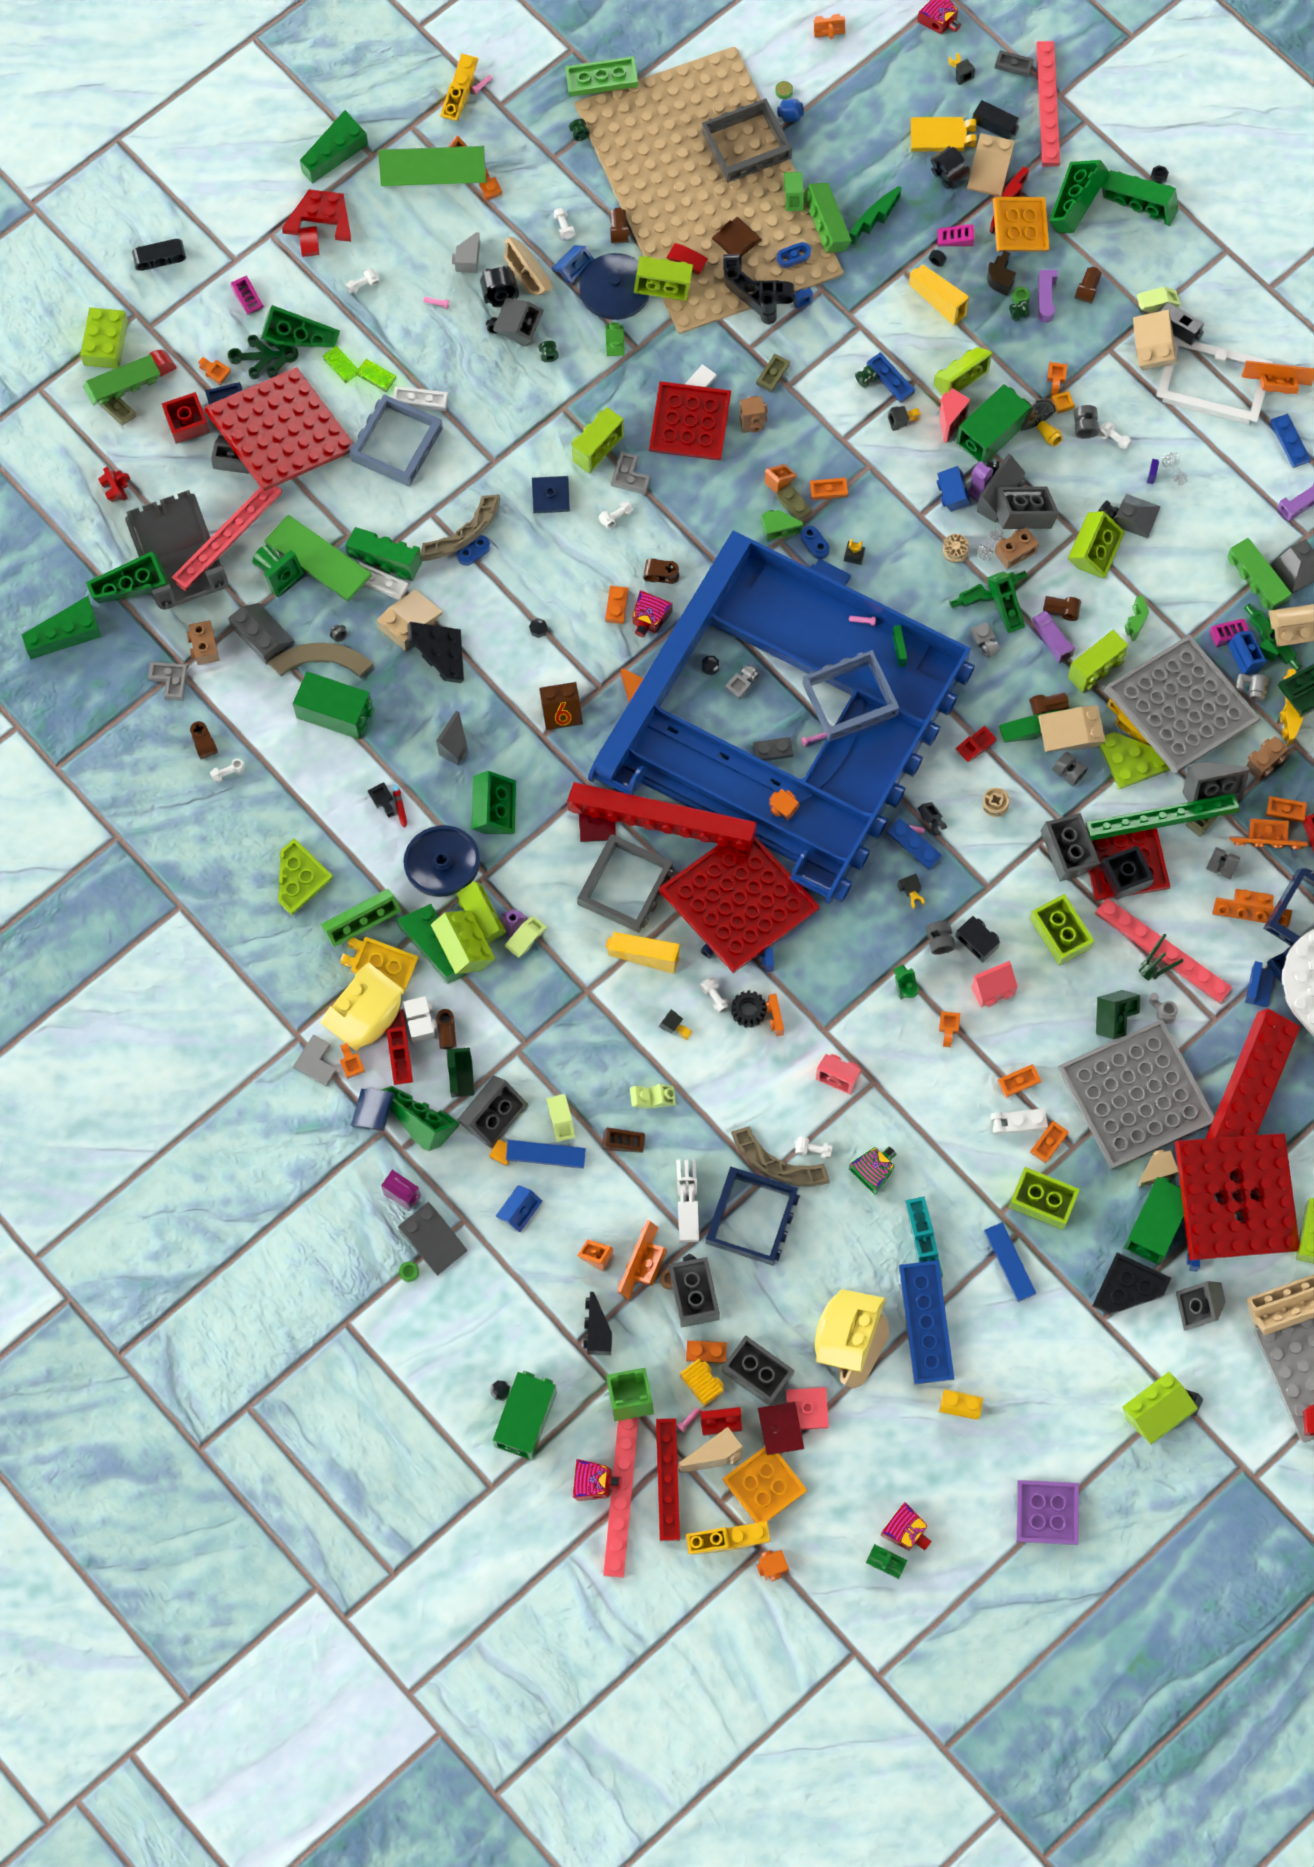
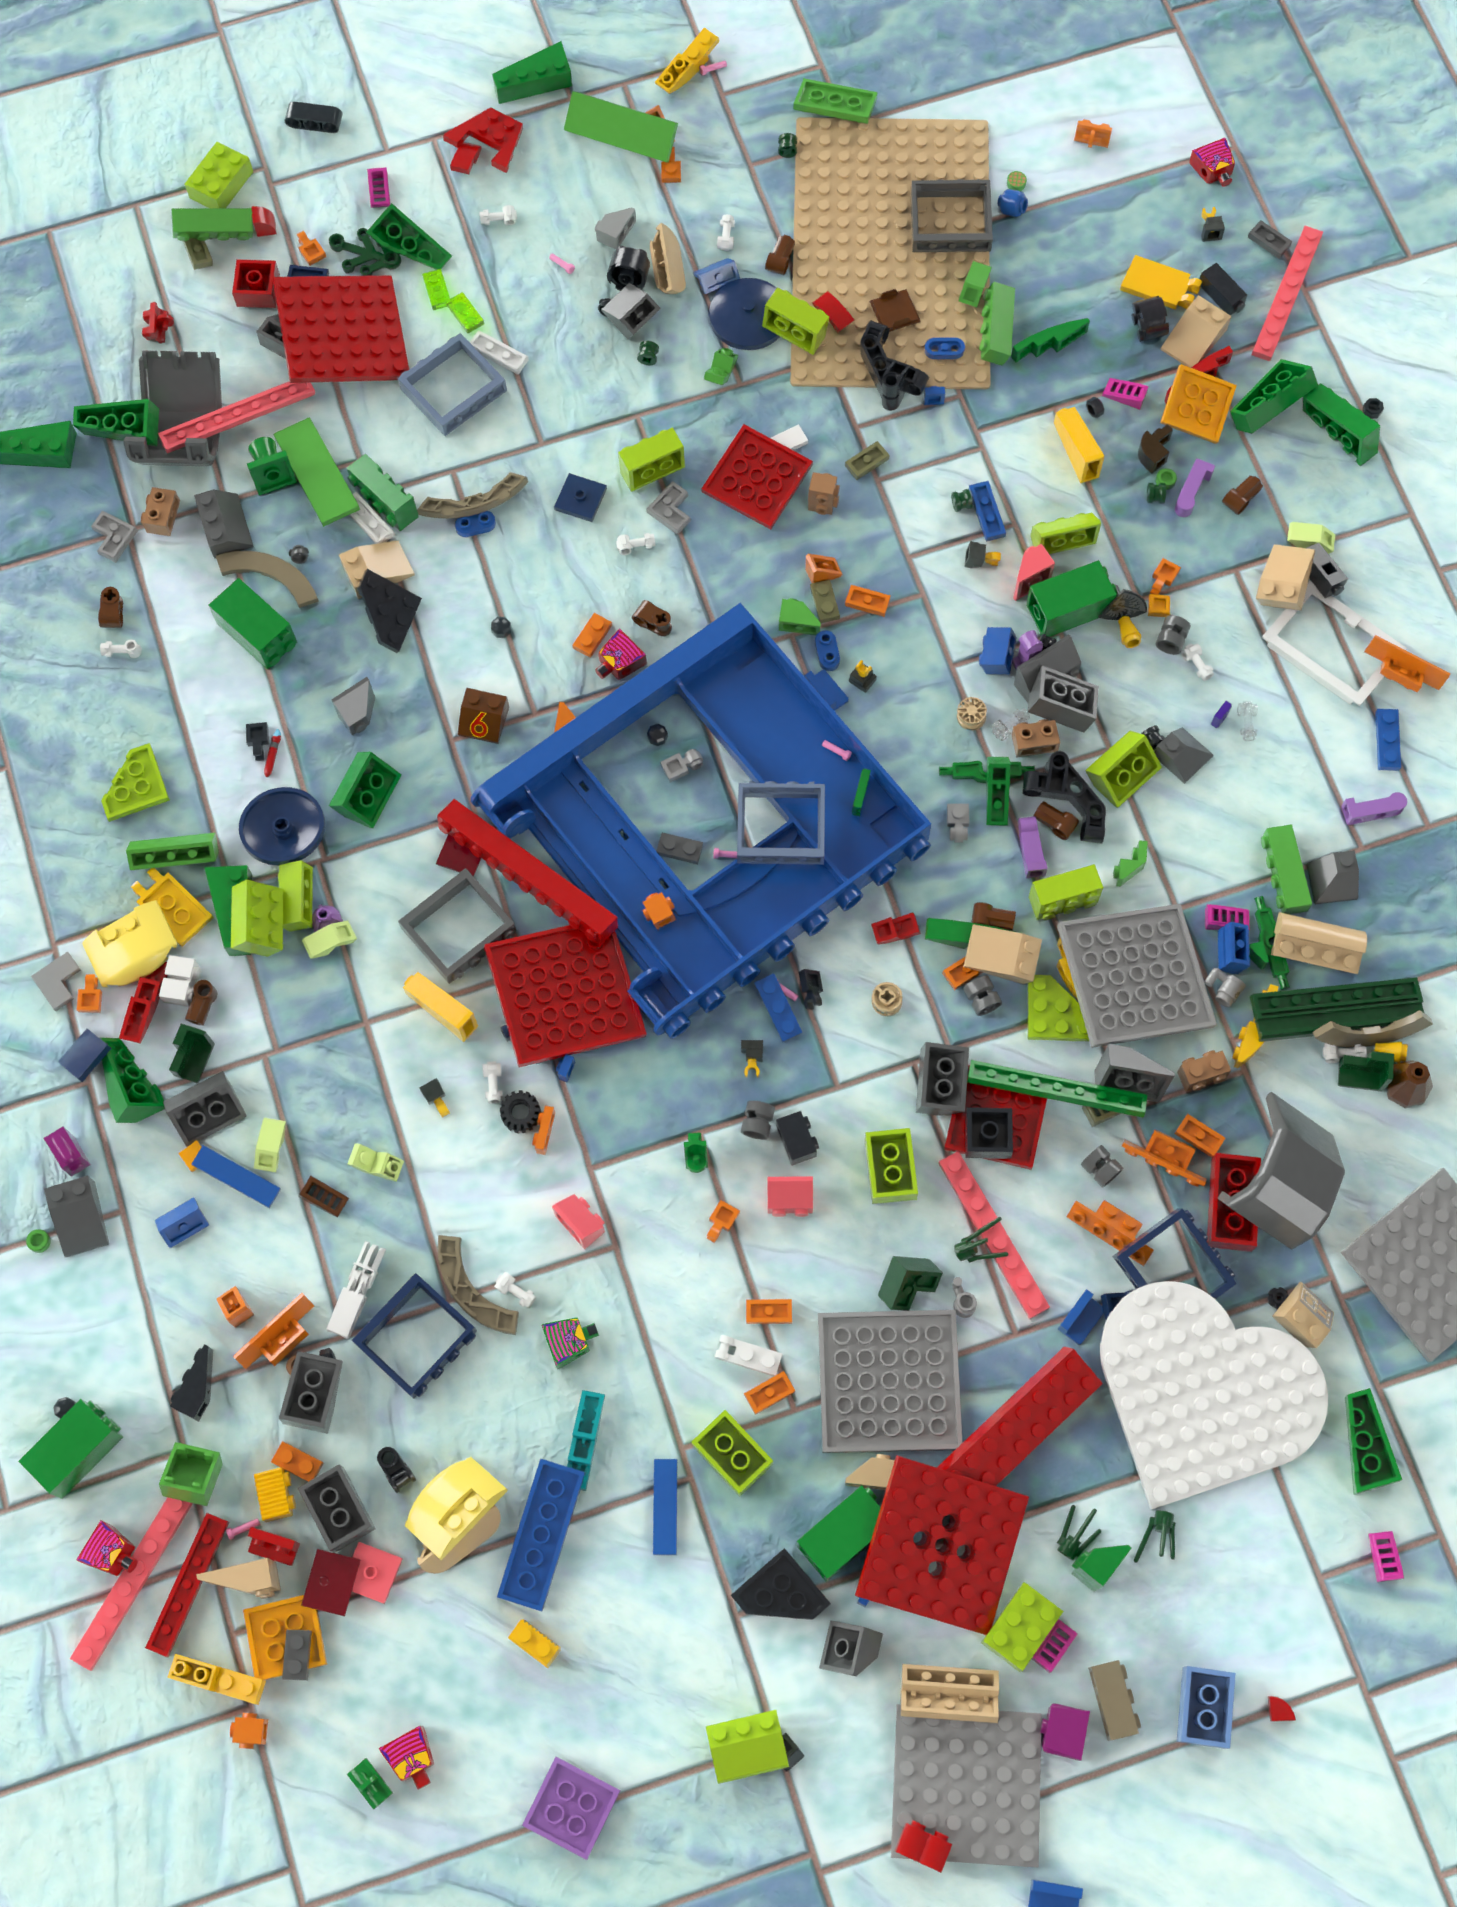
camera: 25 degrees right, 0 degrees up
(782, 1492) = (297, 1655): none -> dark grey plate
(788, 1323) = (395, 1470): none -> black piece
(1043, 760) = (959, 975): none -> orange plate
(1049, 576) = (1056, 783): none -> black connector

